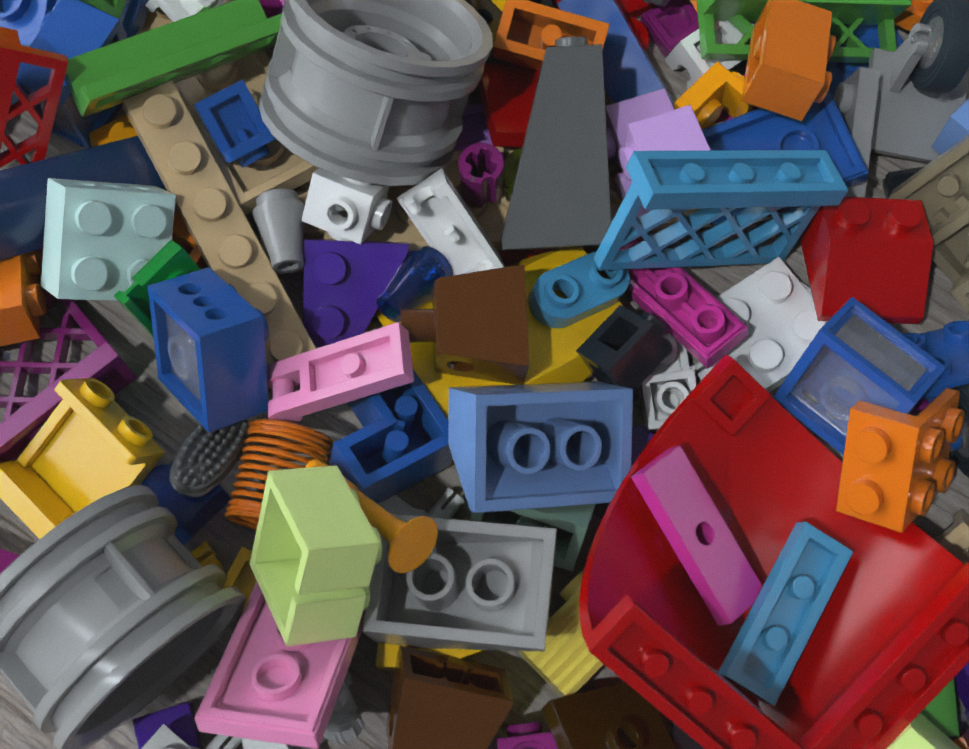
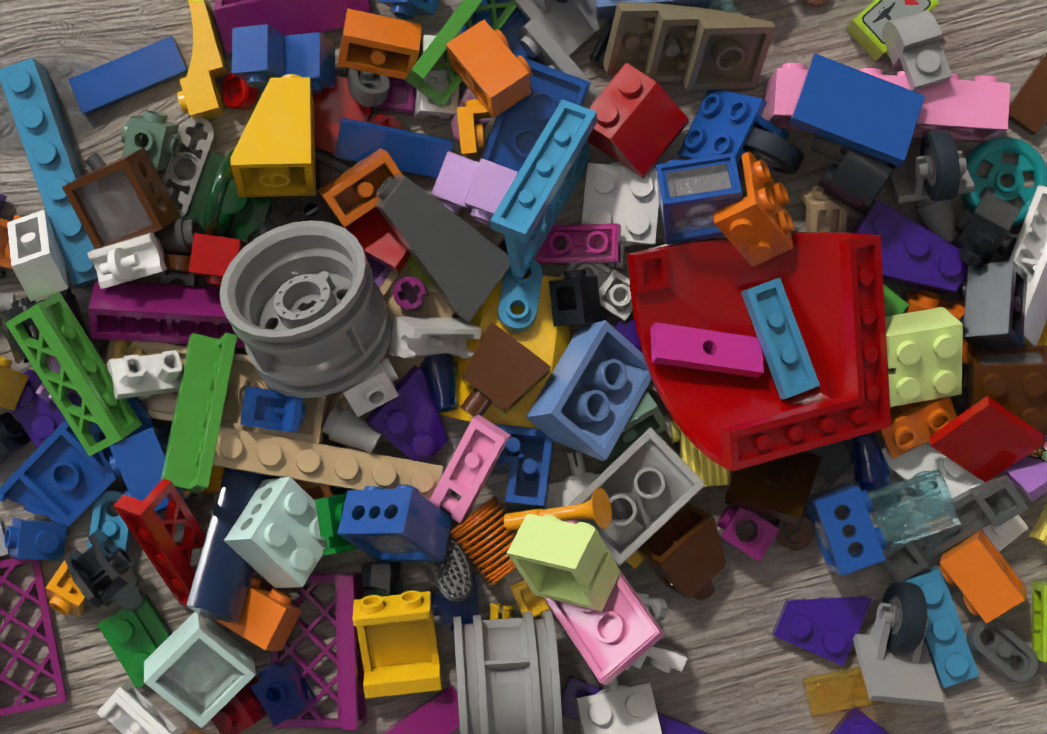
camera: 50 degrees left, 15 degrees up
(144, 396) = (382, 578): none -> black rock

